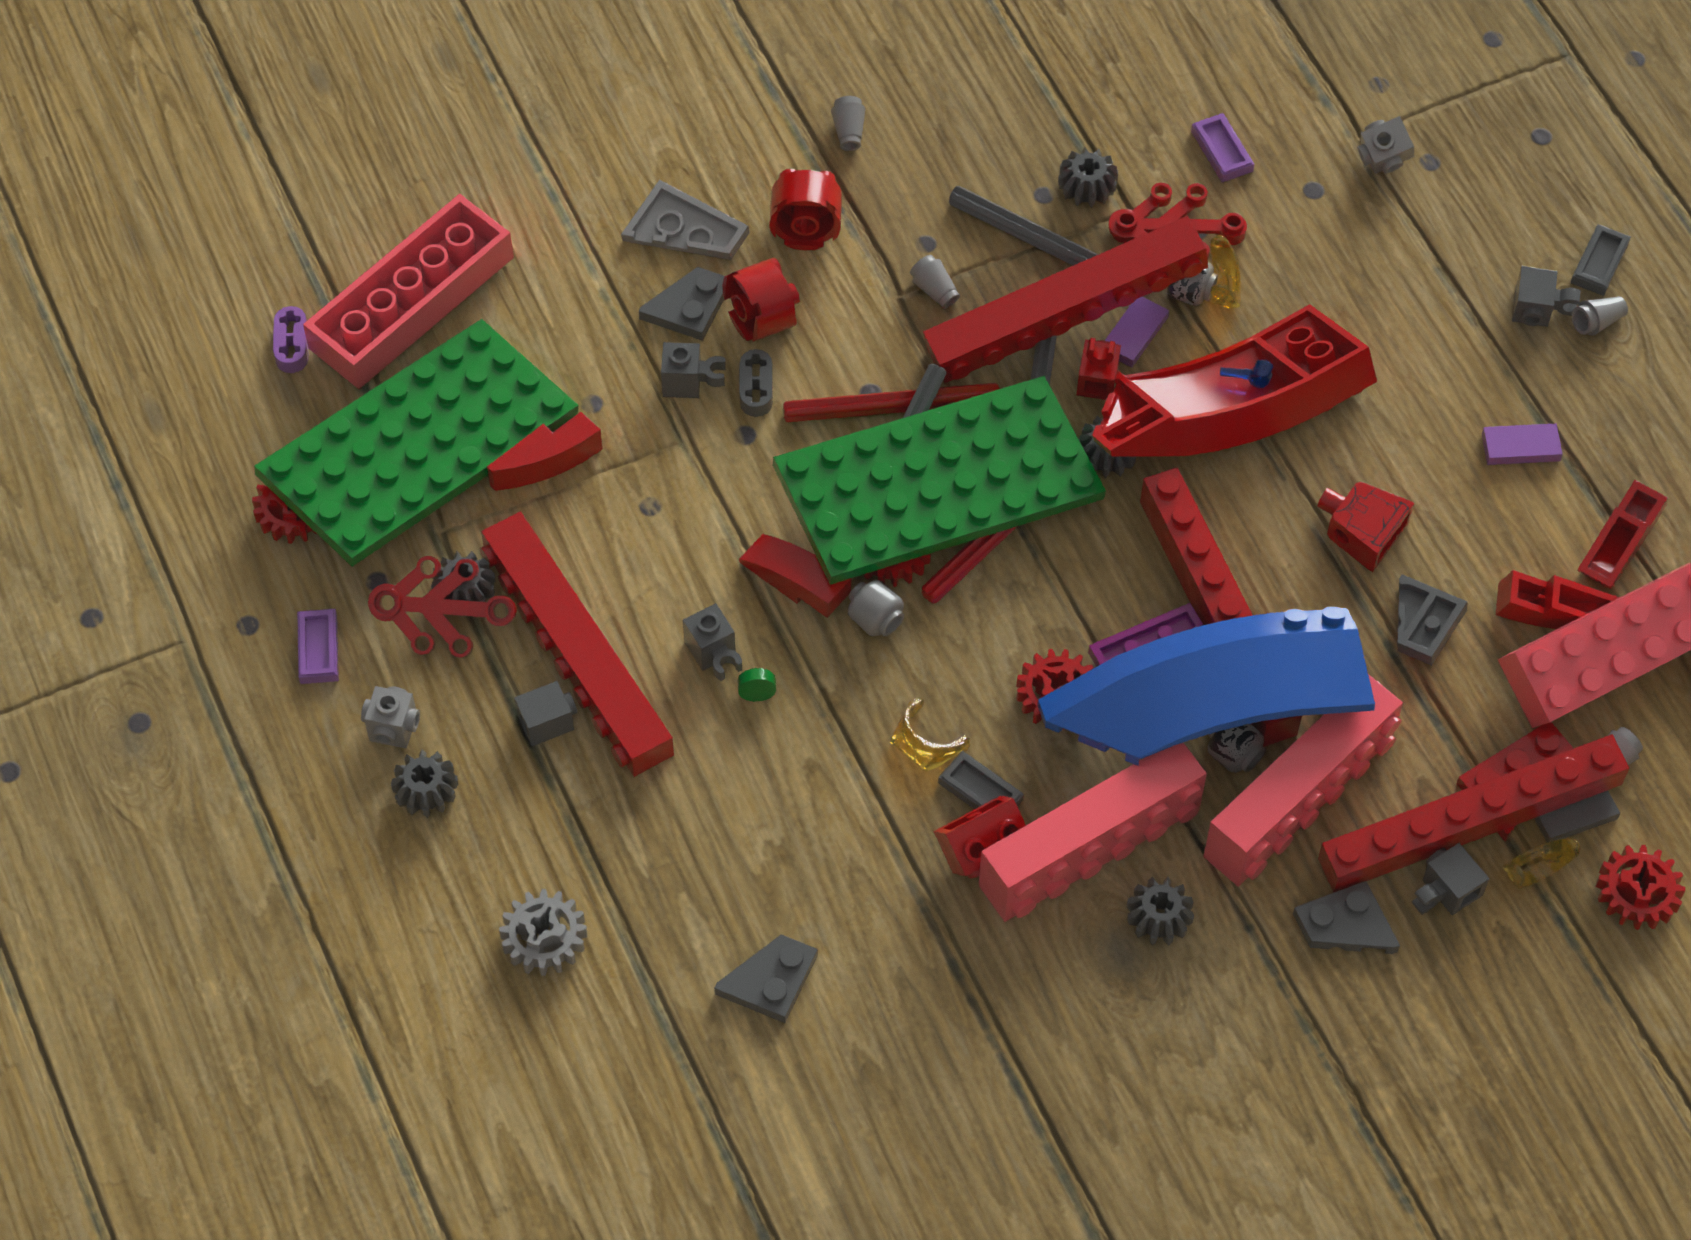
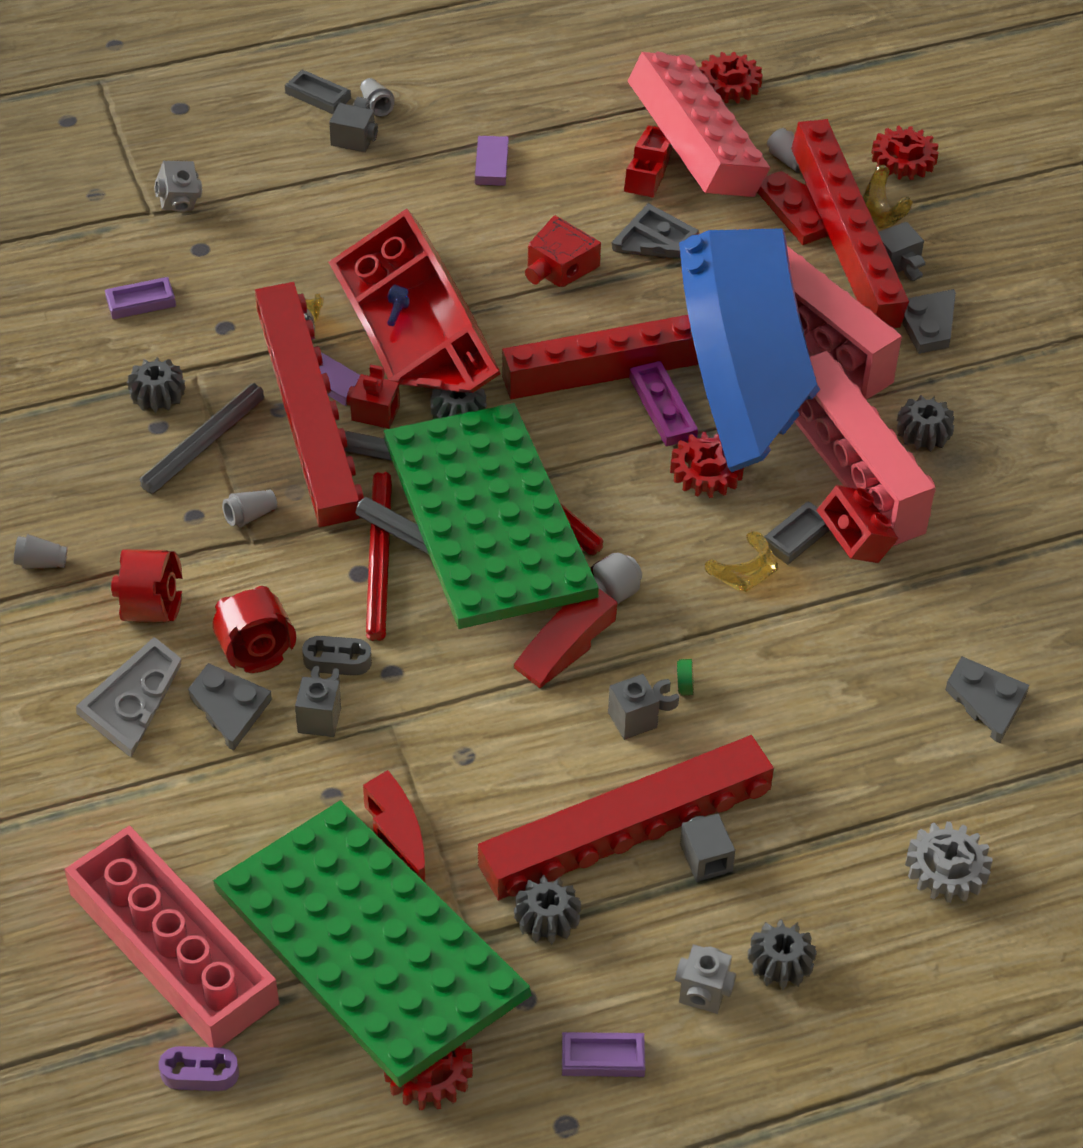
camera: 85 degrees left, 10 degrees down
(435, 605) = (592, 870): red plant -> none
(1141, 225) = (216, 366): red plant -> none
(1623, 534) = (589, 114): red slope -> none

